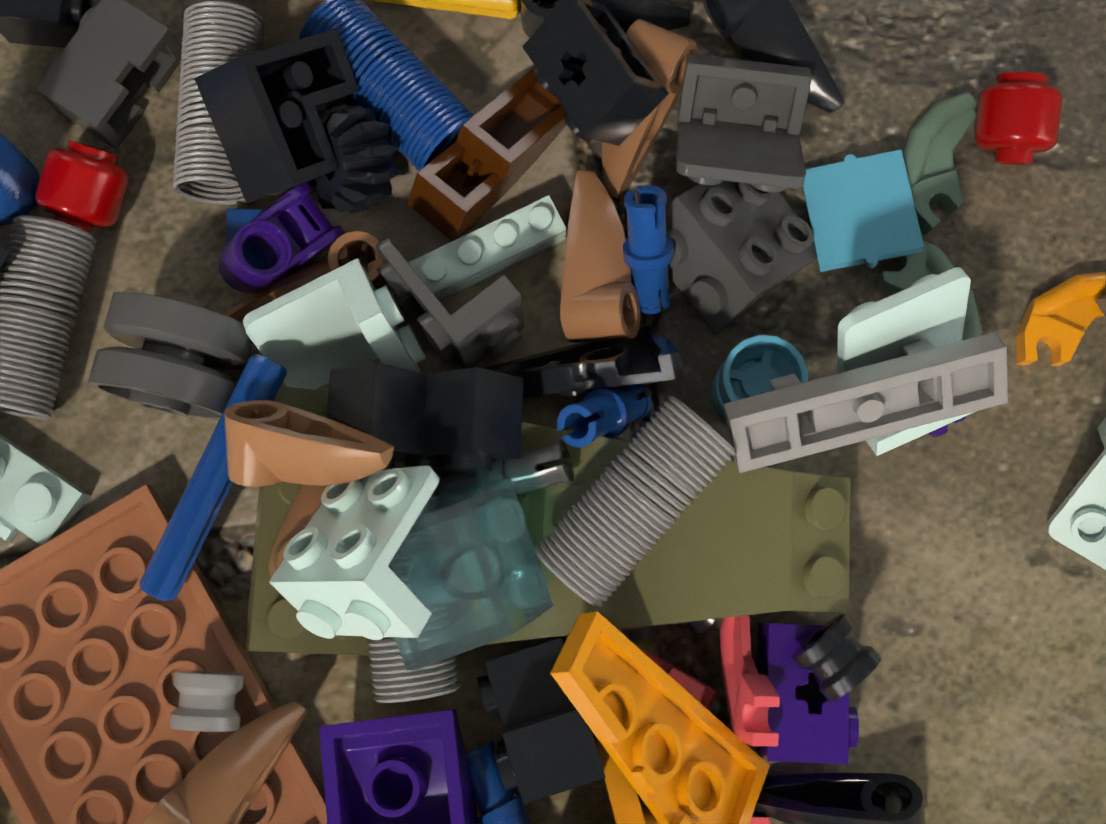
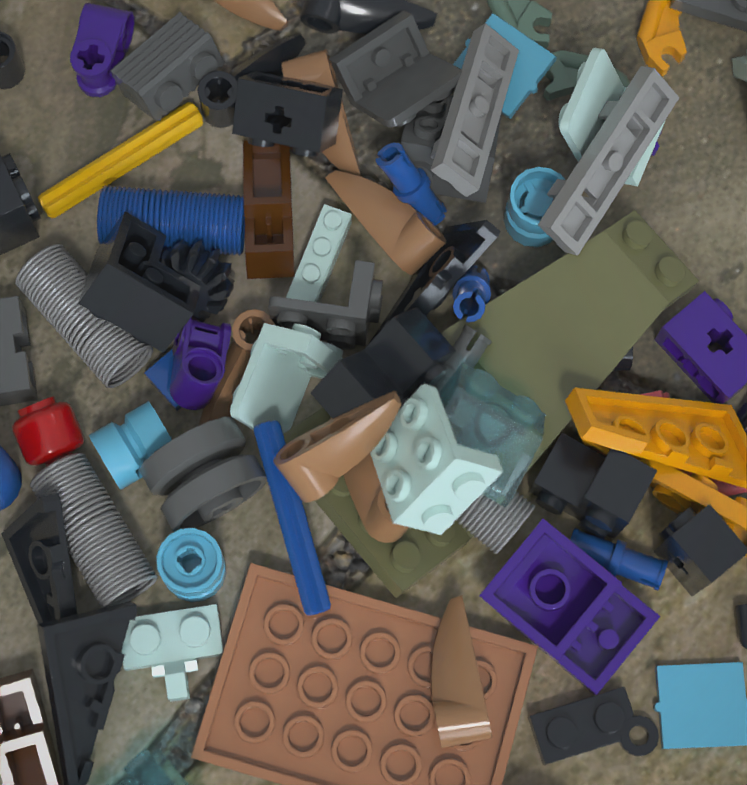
camera: 45 degrees left, 5 degrees down
(85, 435) = (191, 564): none -> medium azure wheel
(129, 261) = (130, 444): none -> medium azure wheel
(206, 701) = (405, 638): light grey wheel -> none
(617, 522) = (538, 333): light grey piece -> none
(745, 690) = (681, 374): coral piece -> none
(777, 229) = (474, 111): none -> light grey hinge
(836, 658) = (714, 308): black wheel -> none

